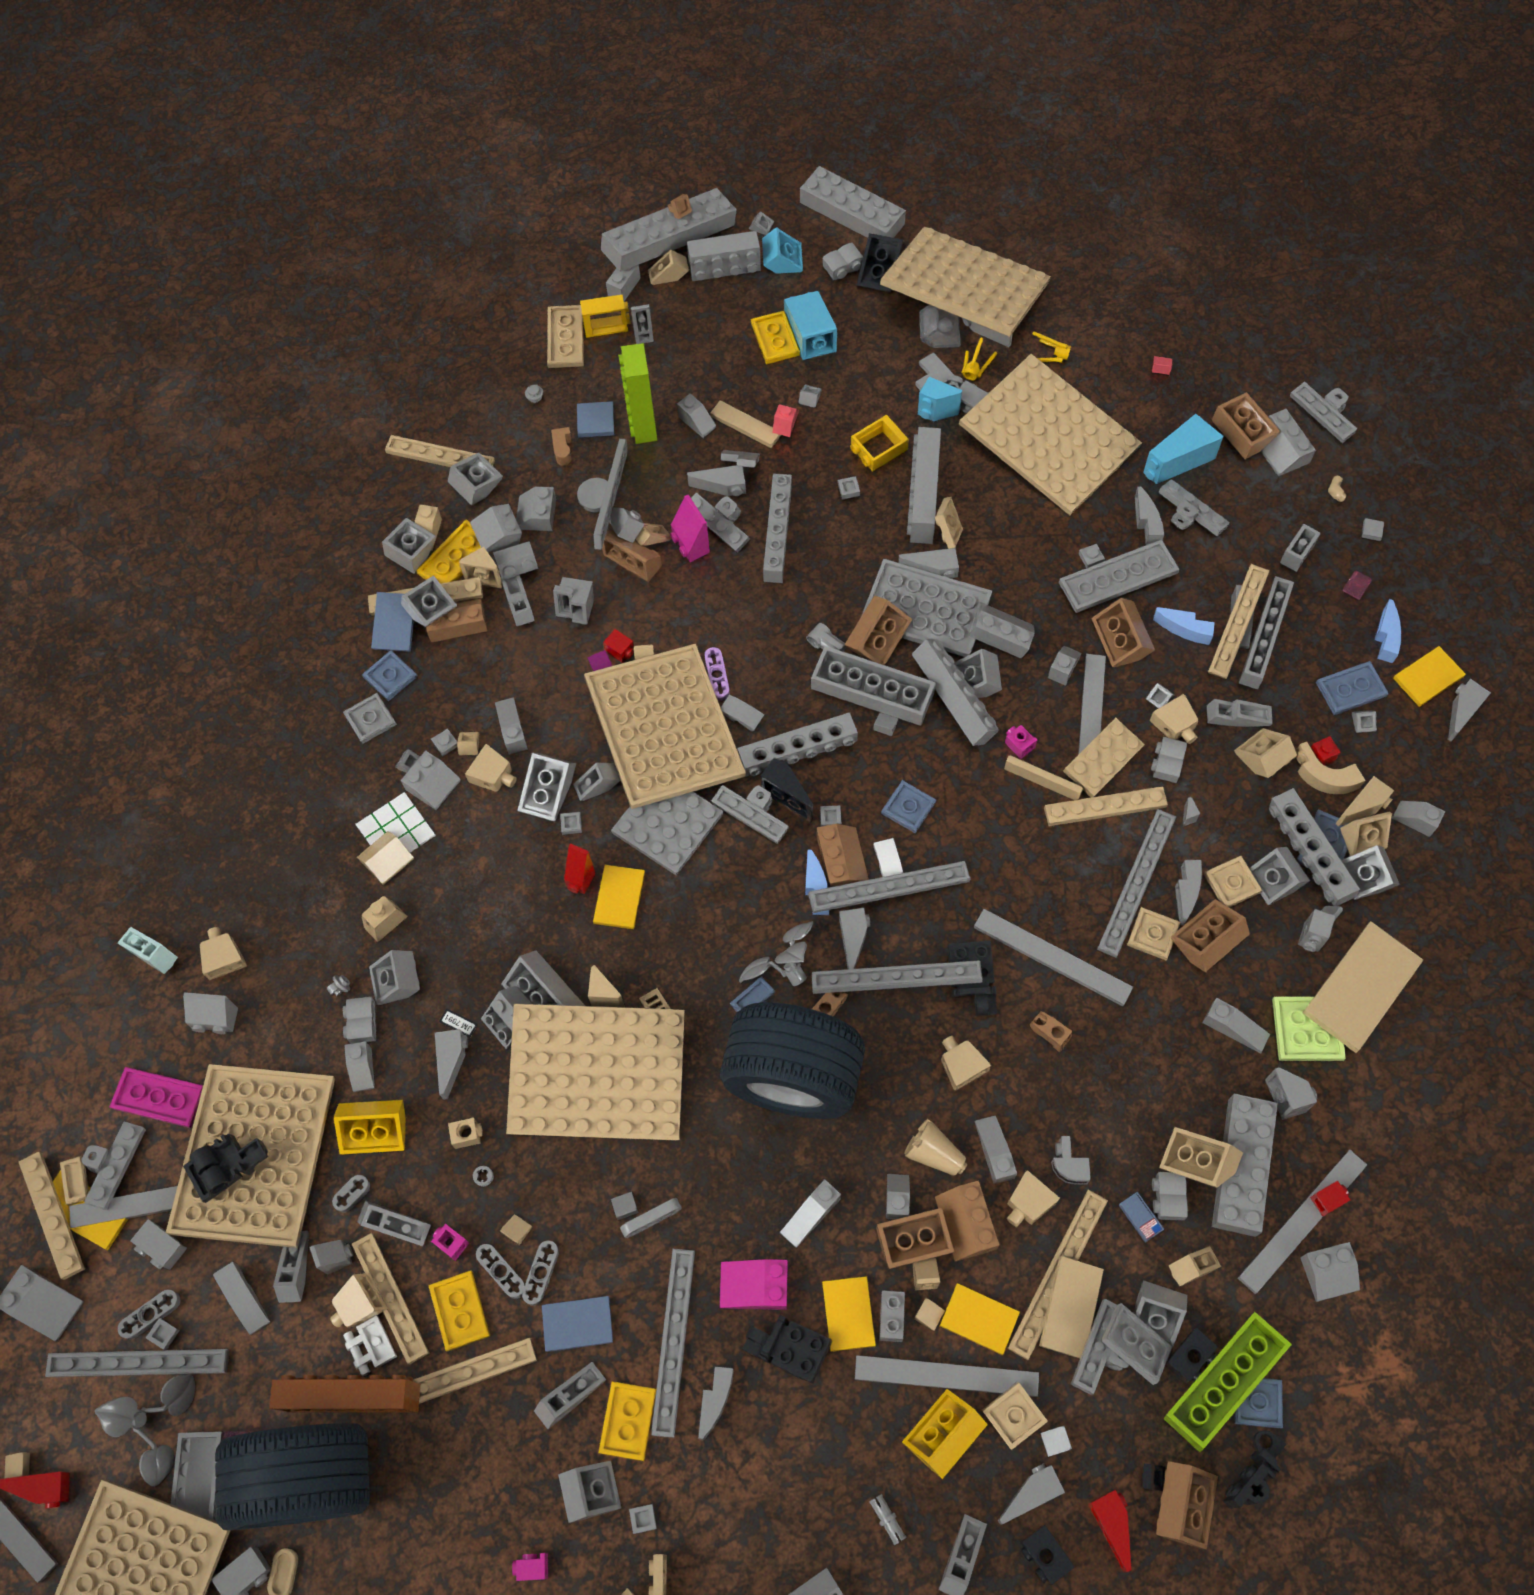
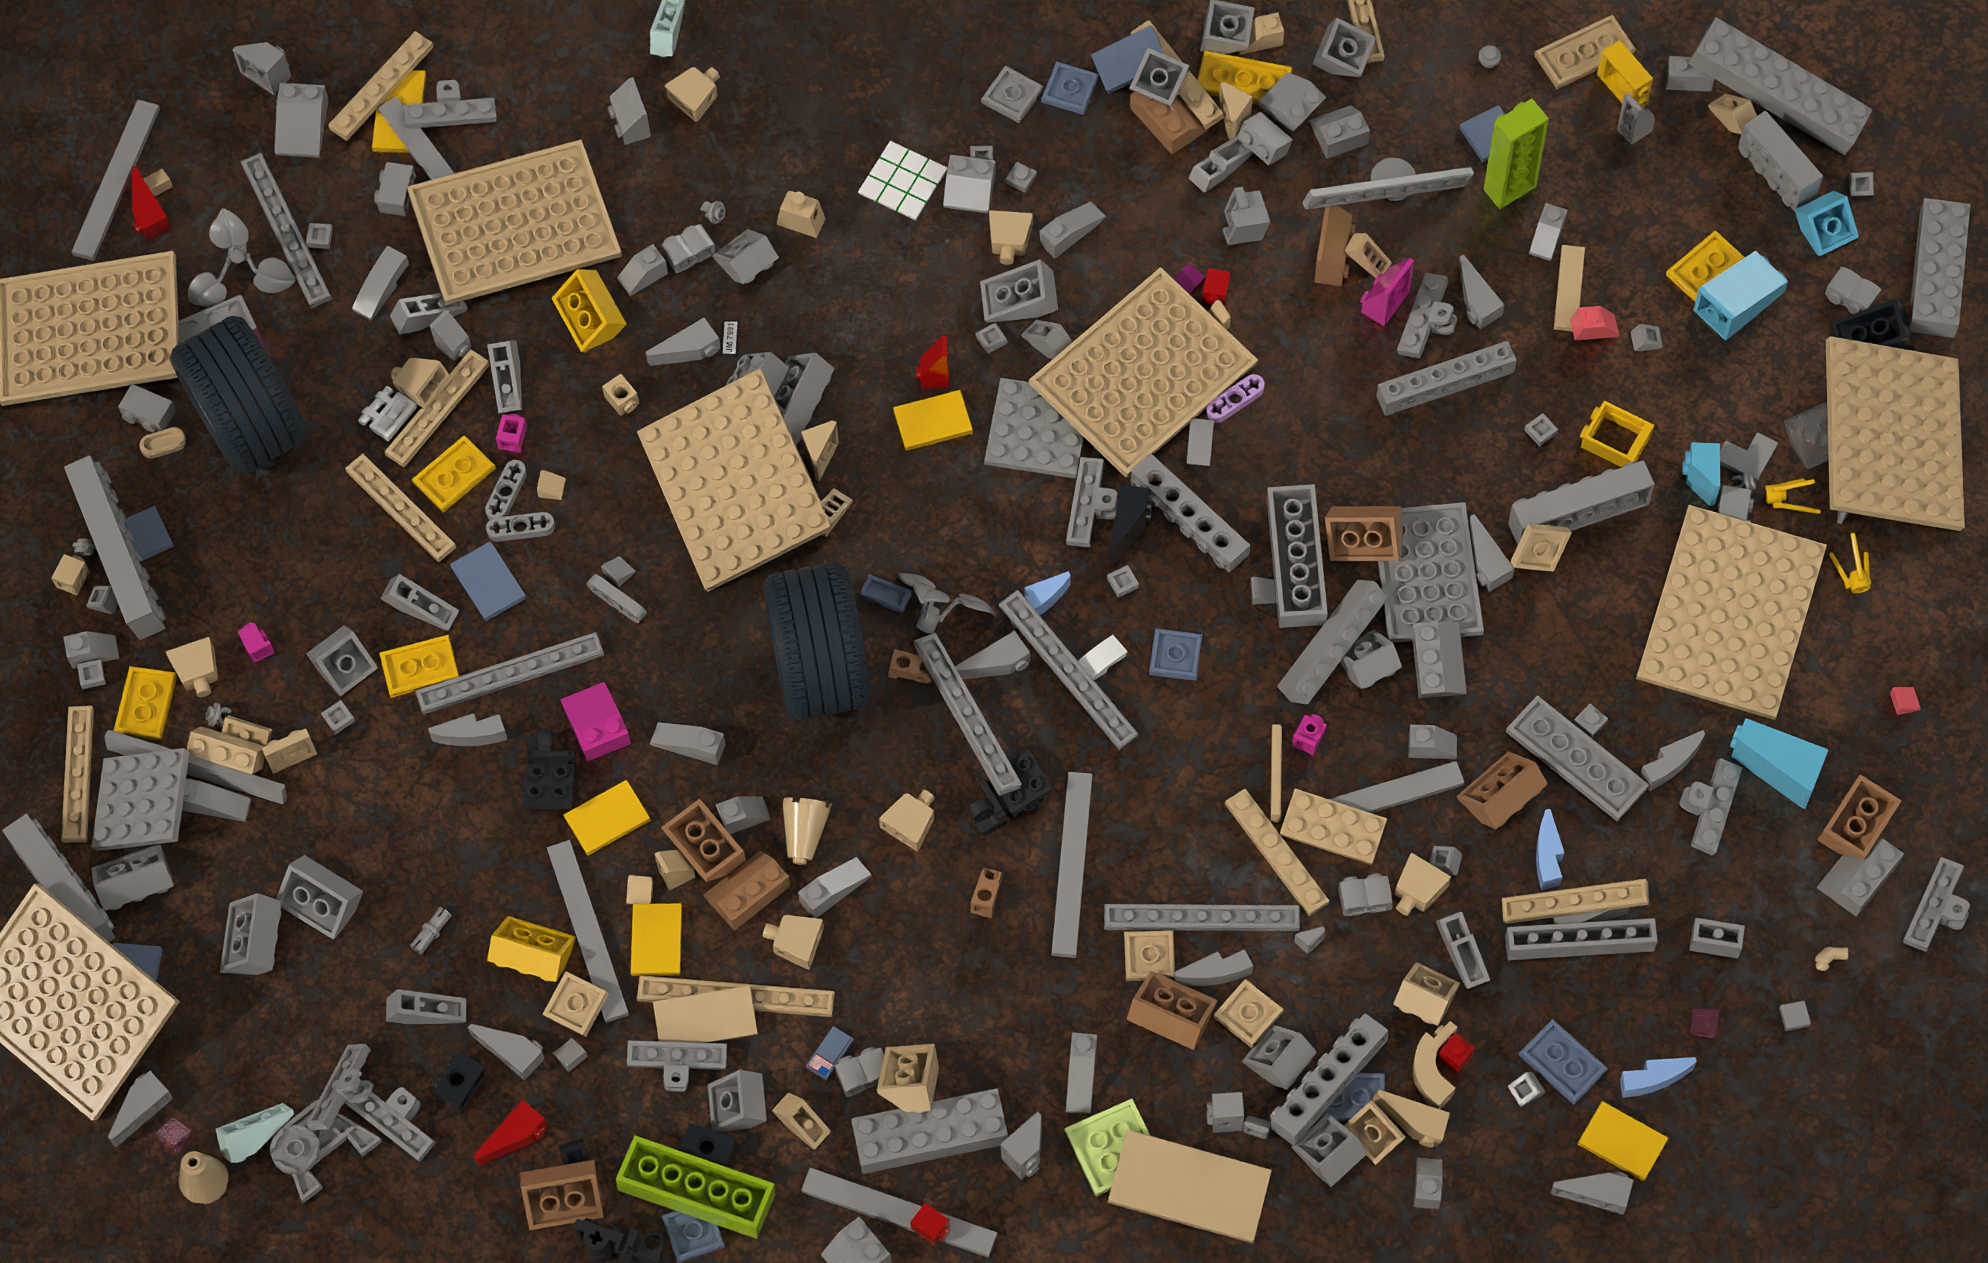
camera: 65 degrees right, 0 degrees up
(74, 1180) = (420, 87): tan tile -> none
(131, 1319) = (326, 207): light grey beam -> none
(157, 1097) = (530, 112): dark pink tile -> none
(219, 1165) = (490, 199): black plate -> none
(345, 1395) = (332, 410): dark orange brick -> none
(347, 1190) = (518, 326): light grey beam -> none
(385, 857) = (865, 185): tan slope -> none
(468, 743) = (1031, 199): tan slope -> none
(476, 1176) = (586, 426): light grey bush -> none
(561, 449) = (1434, 115): medium nougat leg -> none
(626, 523) = (1360, 220): light grey slope -> none
(680, 206) = (1804, 81): medium nougat tile -> none
(743, 459) = (1516, 303): light grey tile -> none
(822, 636) = (1331, 485): light grey piece -> none
(841, 854) = (1082, 610): medium nougat slope -> none
(892, 1316) = (620, 855): light grey brick -> none
(1067, 1168) = (847, 961): light grey brick -> none
(1137, 1344) = (693, 1087): light grey tile -> none

